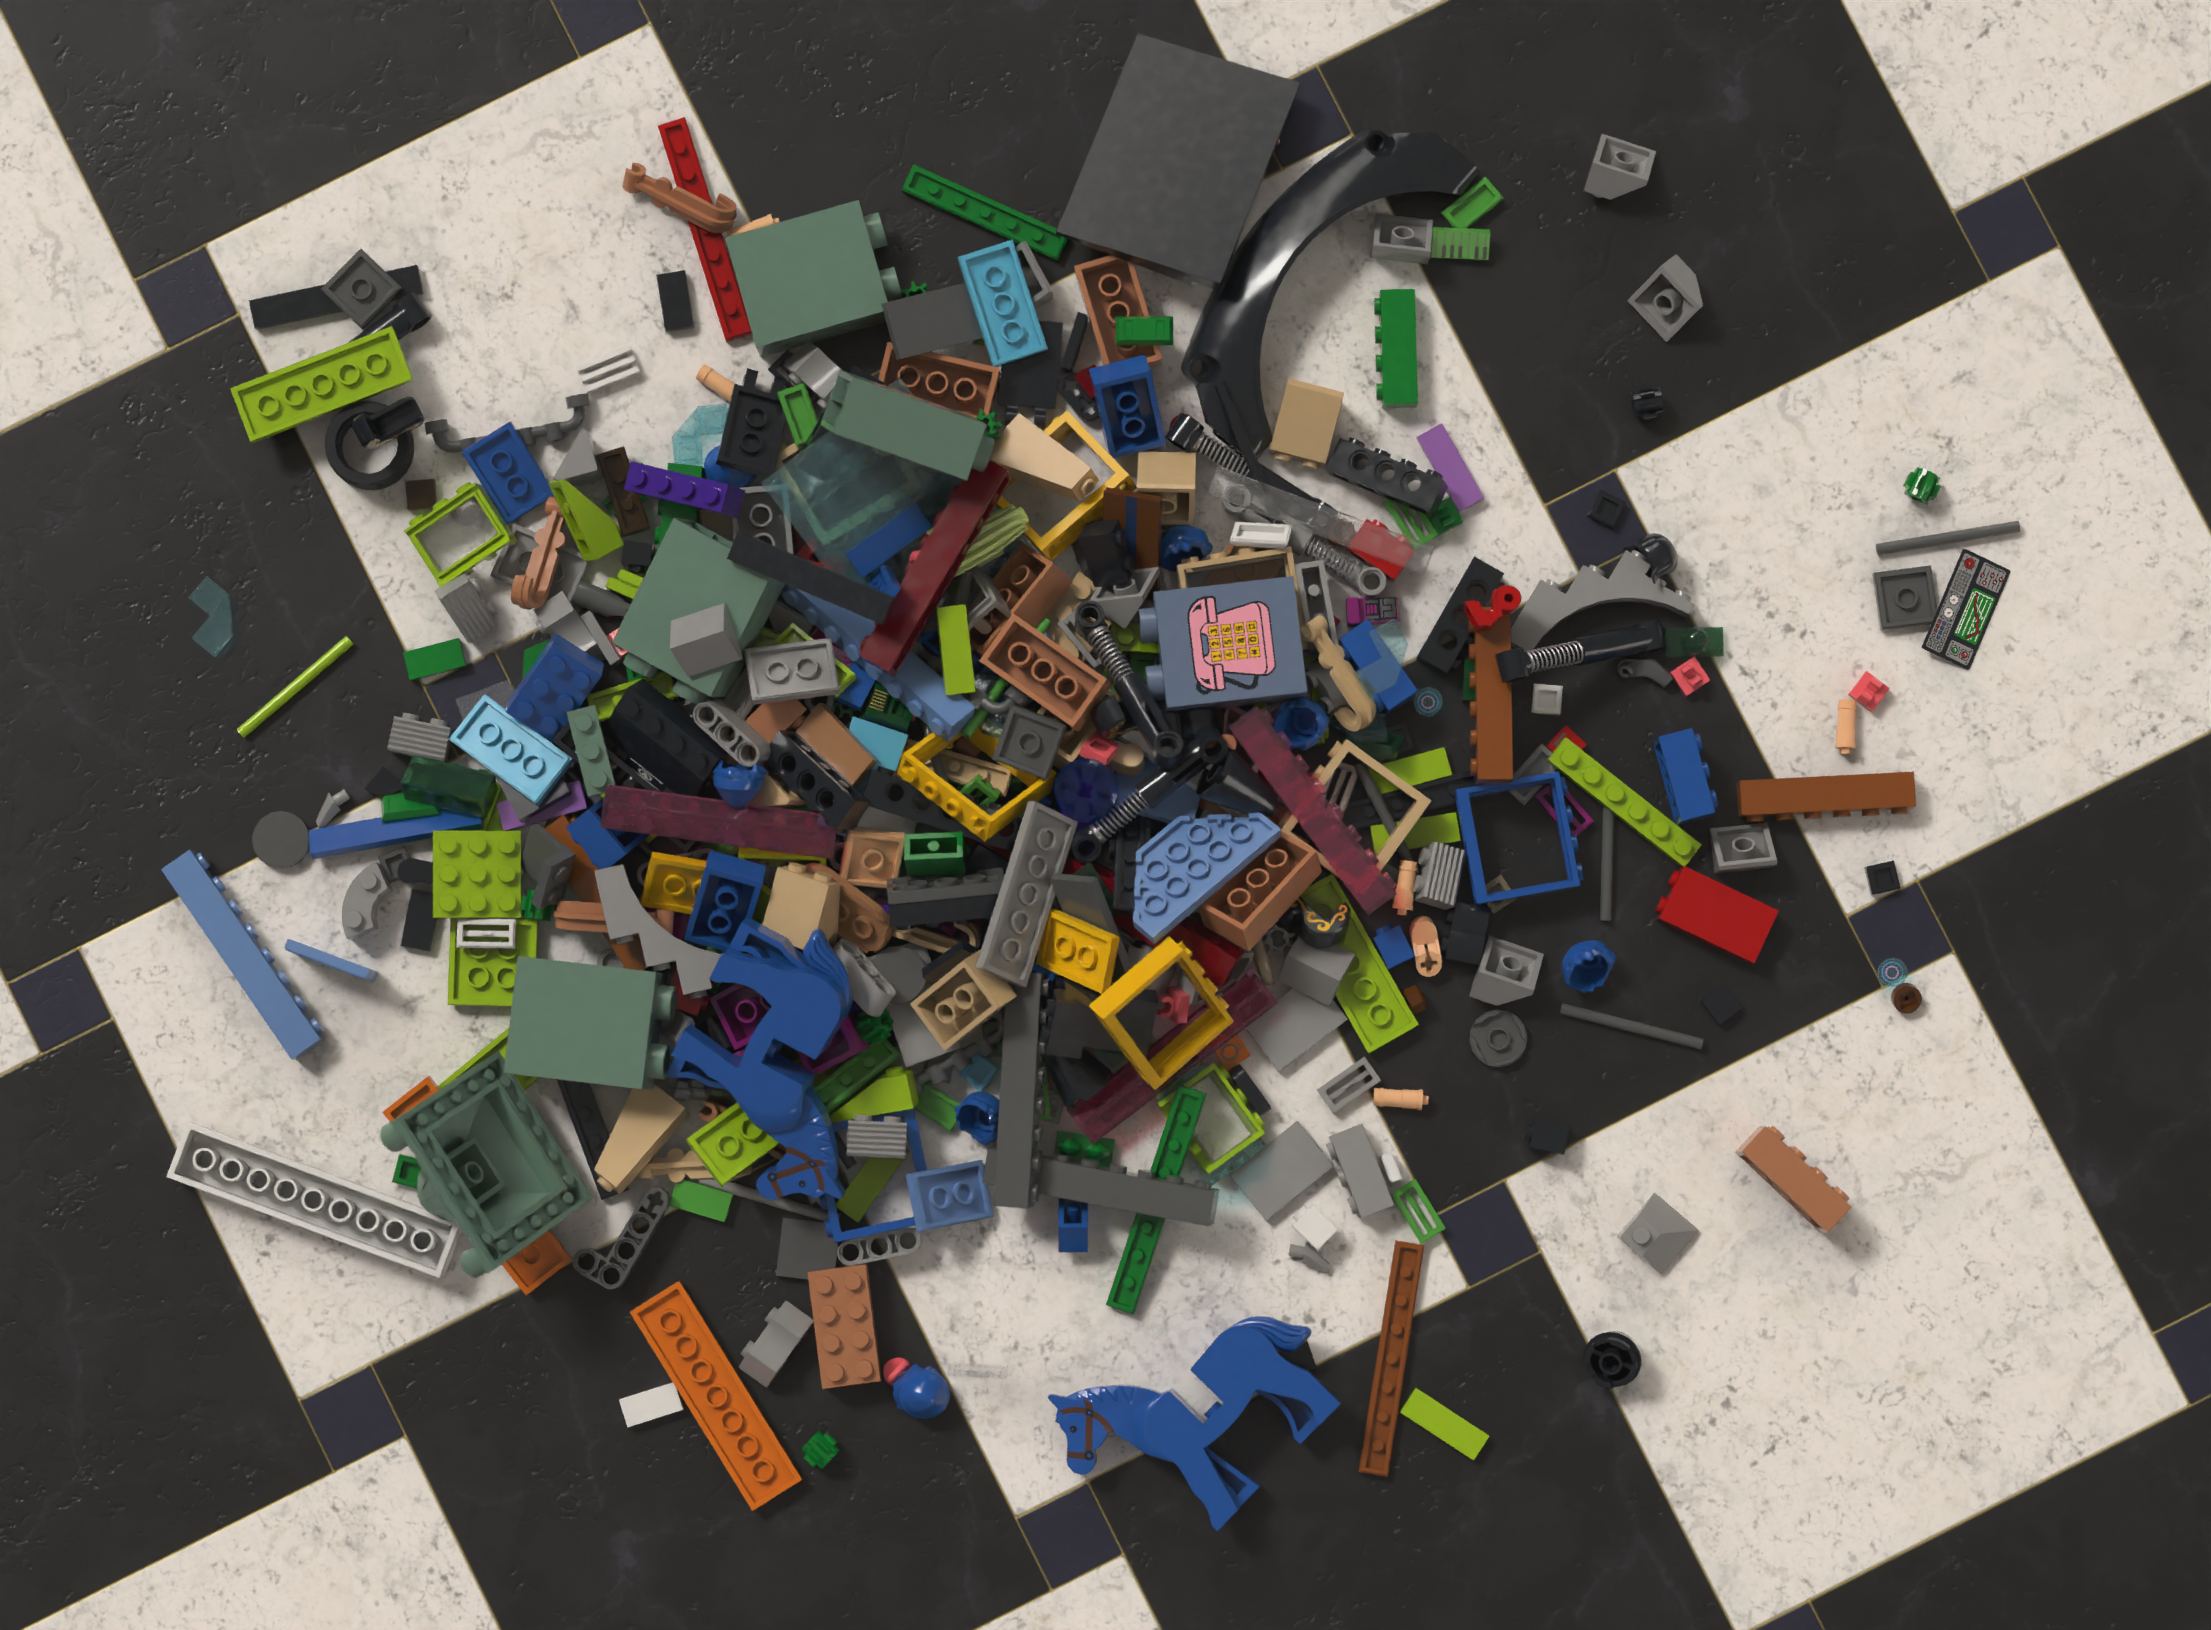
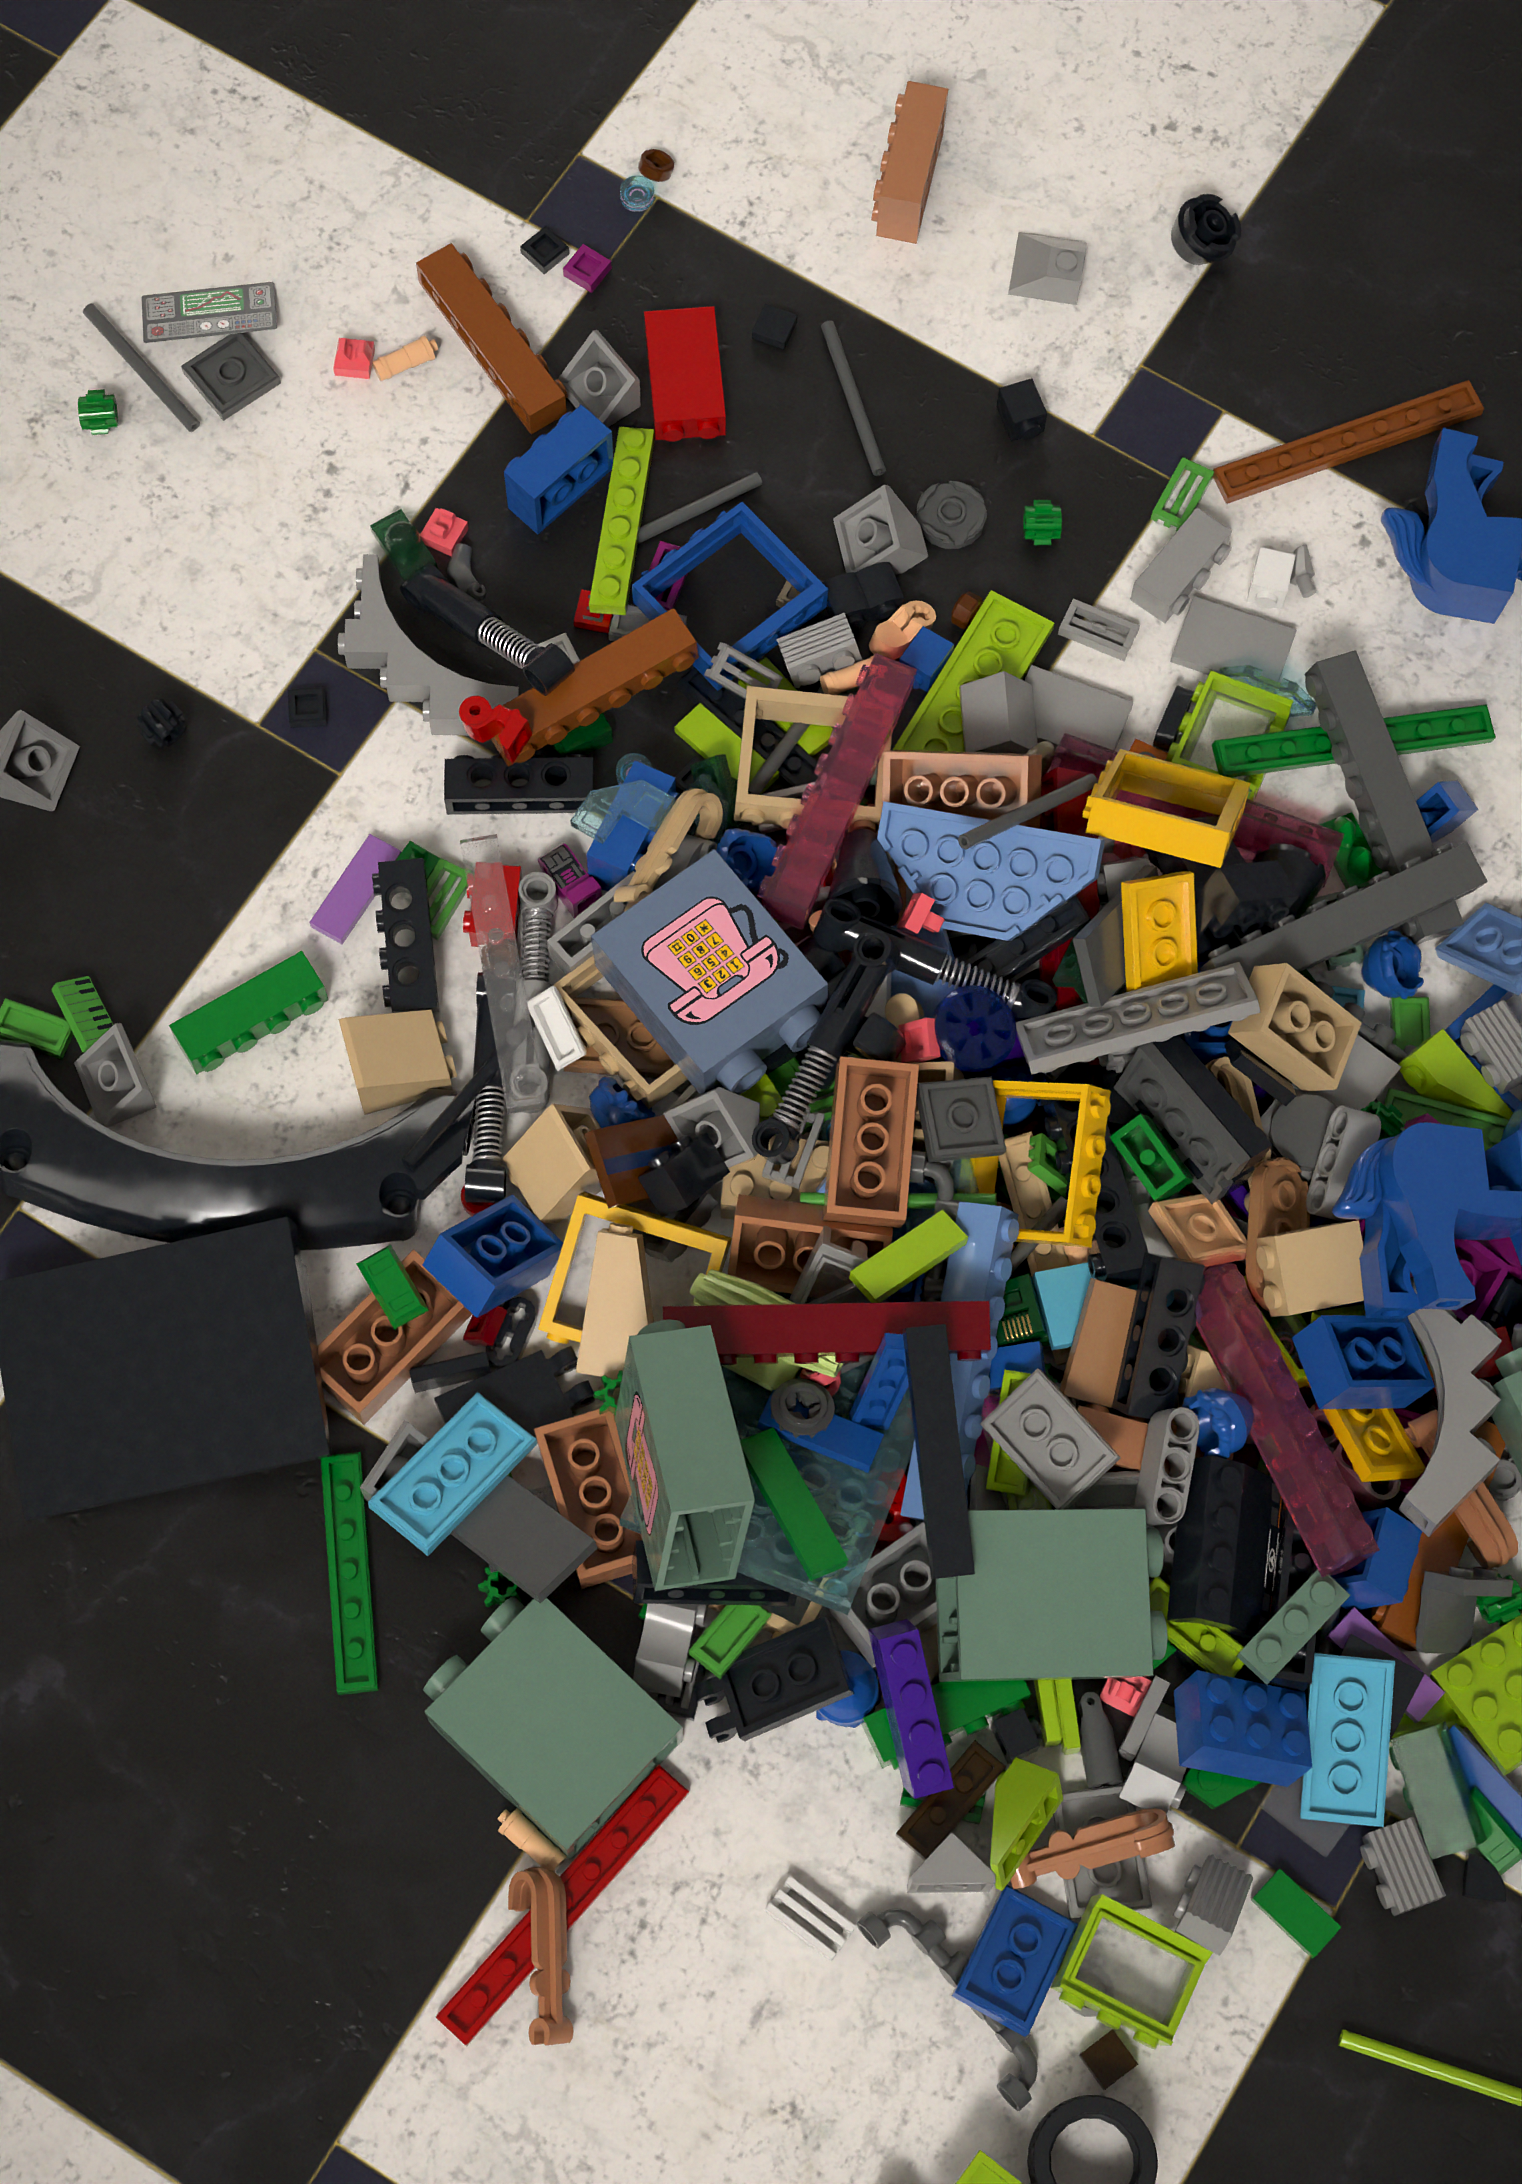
camera: 130 degrees left, 15 degrees down
(387, 423) = (1057, 2140): black animal -> none
(675, 301) = (676, 1886): black tile -> none
(702, 422) = (836, 1765): clear light blue tile -> none
(704, 640) = (1084, 1551): light grey slope -> none
(716, 382) = (747, 1766): light nougat piece -> none
(849, 490) = (792, 1504): none -> green tile
(899, 522) = (811, 1396): none -> dark grey gear
(1187, 805) = (919, 915): none -> coral tile
(1207, 910) = (1027, 811): none -> dark grey piece
(1313, 927) = (961, 724): black animal -> none
(1390, 1167) = (1157, 539): white tile -> none
(1399, 1098) = (1078, 570): light nougat piece -> none
(1444, 1424) = (1377, 358): lime tile -> none
(1450, 1093) = (1042, 522): none -> green gear
(1465, 802) = (719, 663): none -> light grey tile
(1587, 965) = (819, 462): blue hair -> none
(1658, 552) = (324, 620): black hair -> none
(1848, 899) = (587, 268): none -> magenta tile

